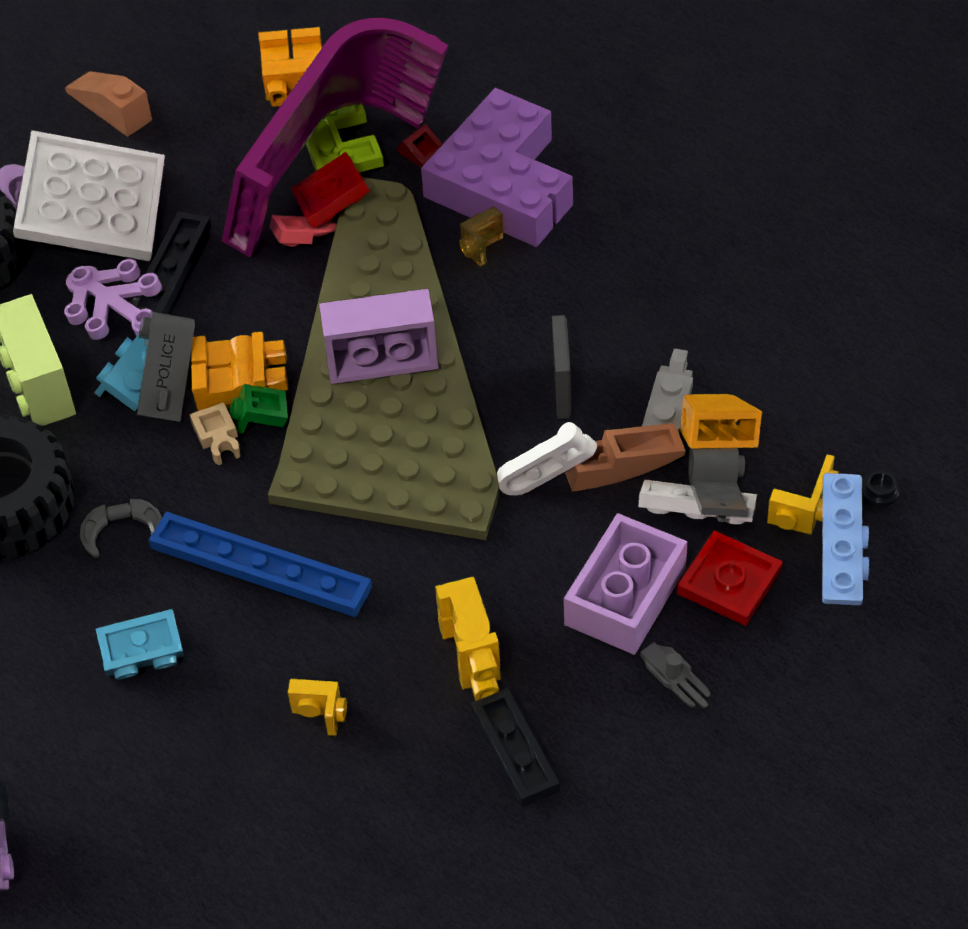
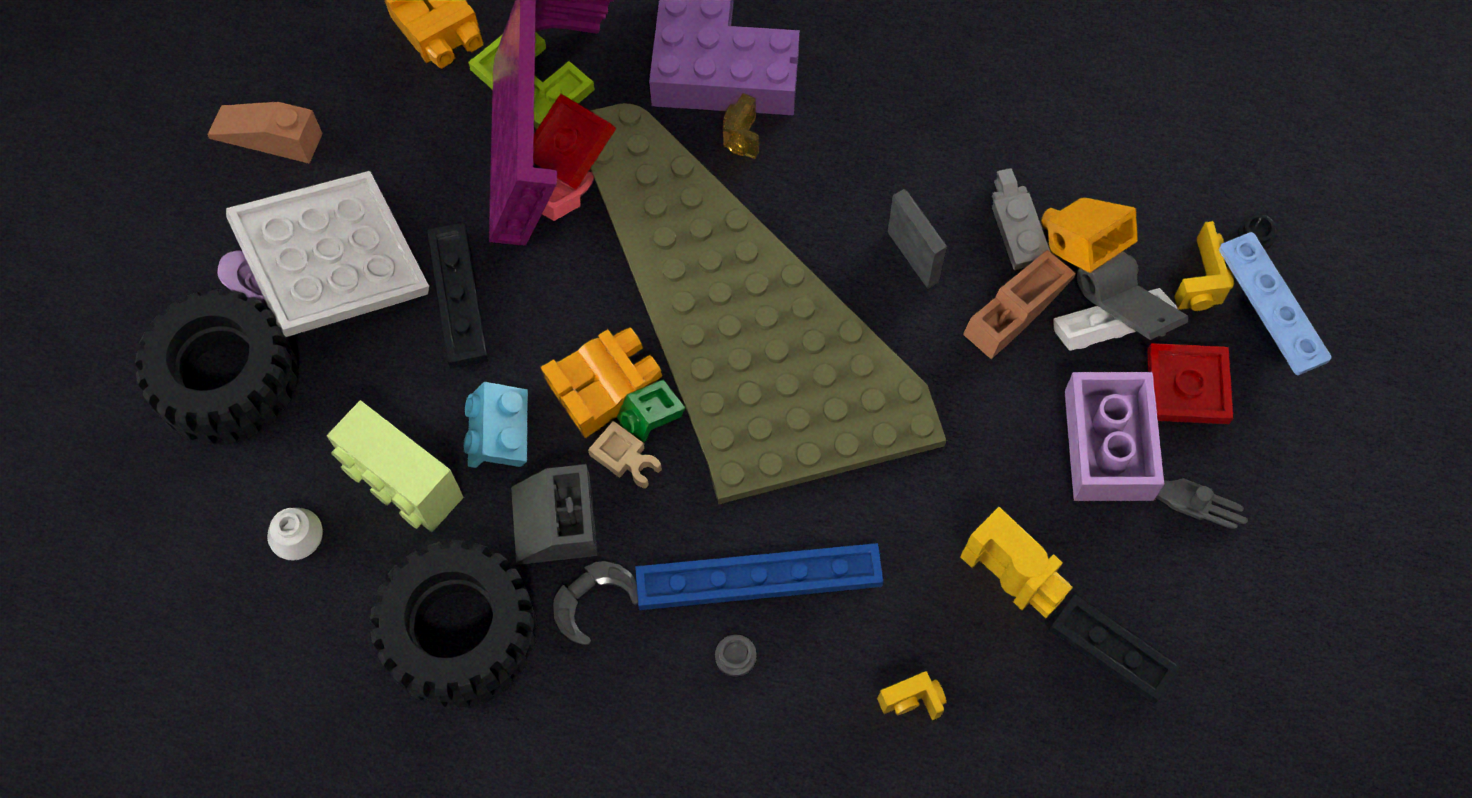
camera: 30 degrees left, 15 degrees up
(88, 281) = (422, 355): lavender plant -> none
(133, 450) = (554, 516): none -> dark grey slope
(140, 644) = (704, 722): medium azure bracket -> none
(165, 365) = (535, 405): dark grey door -> none
(201, 612) = (735, 655): none -> flat silver plate
(379, 336) = (736, 286): lavender brick -> none
(420, 146) = (617, 53): dark red slope -> none
(546, 460) = (965, 345): white plate -> none

